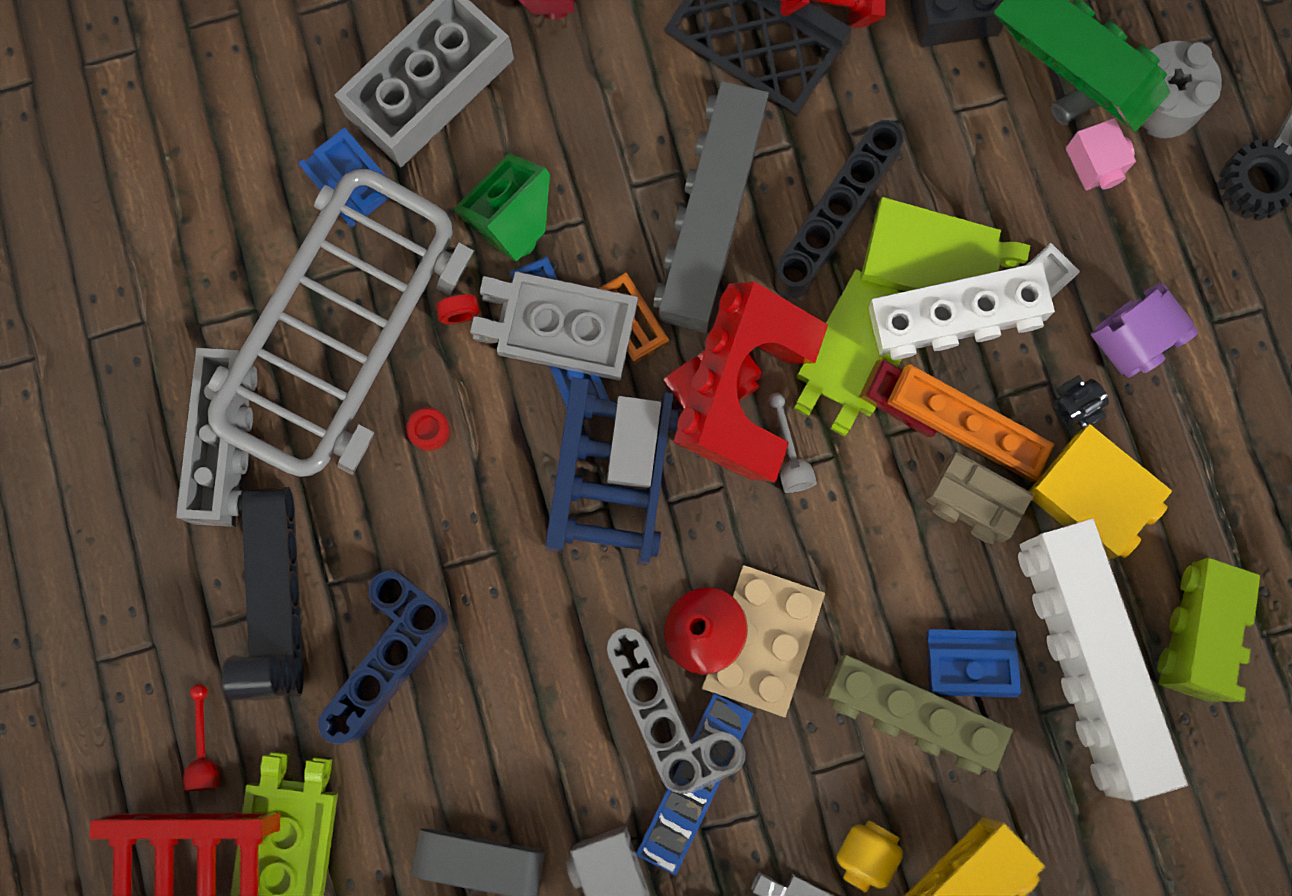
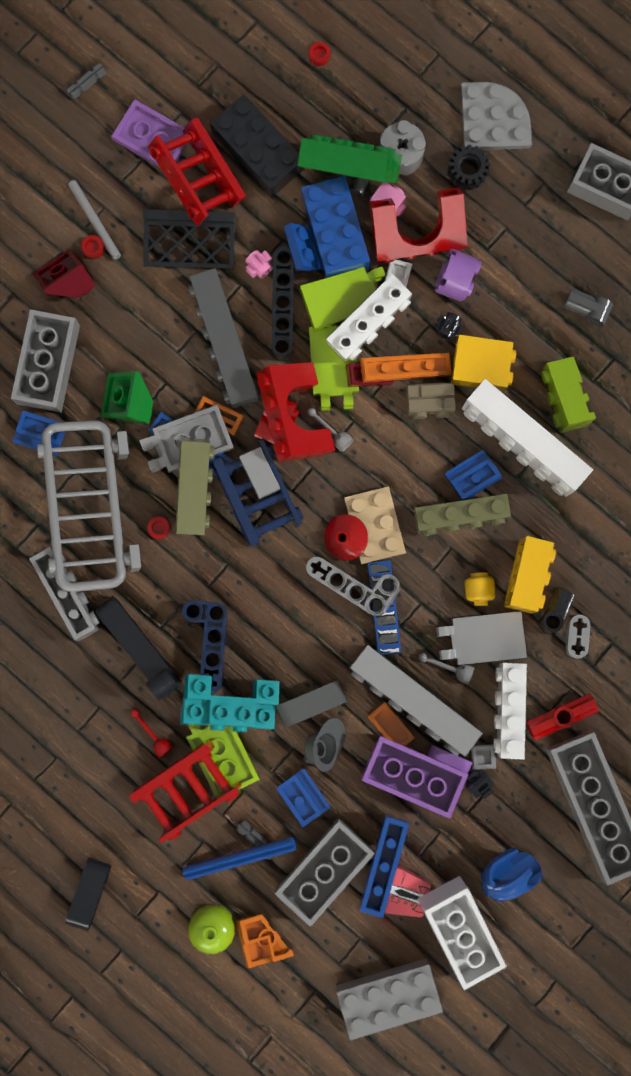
camera: 40 degrees left, 5 degrees up
(333, 789) = (223, 711): none -> teal bracket
(457, 309) = (136, 463): red tile -> none
(516, 396) = (192, 486): none -> olive brick
(839, 128) = (259, 264): none -> bright pink gear
(923, 143) = (303, 247): none -> blue plate
(994, 142) = (335, 226): none -> blue brick
(1169, 257) = (447, 234): none -> arch

